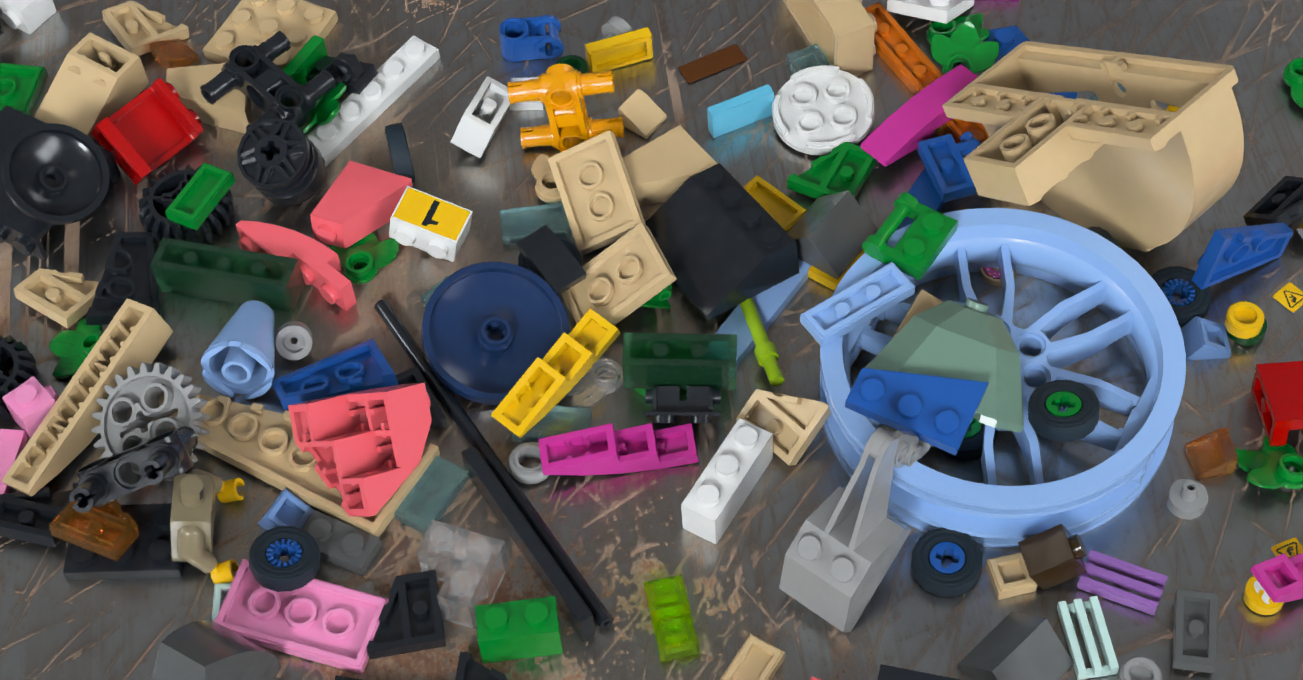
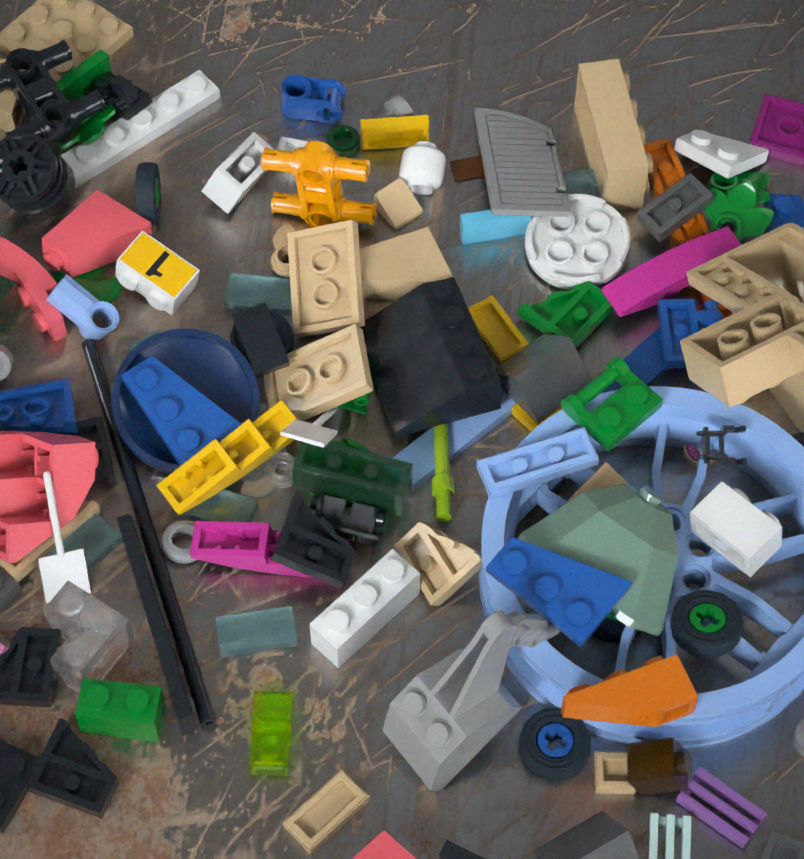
camera: 10 degrees right, 5 degrees up
(368, 271) = (80, 306): none -> light blue piece
(422, 509) = (63, 566): none -> white piece
(490, 340) = (176, 409): none -> blue wing
(626, 528) = (256, 631): none -> clear light blue tile
(629, 328) = (311, 433): none -> white piece
(656, 75) = (422, 168): none -> white head
(661, 434) = (312, 546): none -> black wing
(746, 55) = (520, 166): none -> light grey piece
(905, 59) = (675, 207): none -> dark grey plate
(1026, 488) = (641, 697): none -> orange slope
(1030, 262) = (706, 434): none -> black piece
(1063, 319) = (736, 528): none -> white brick

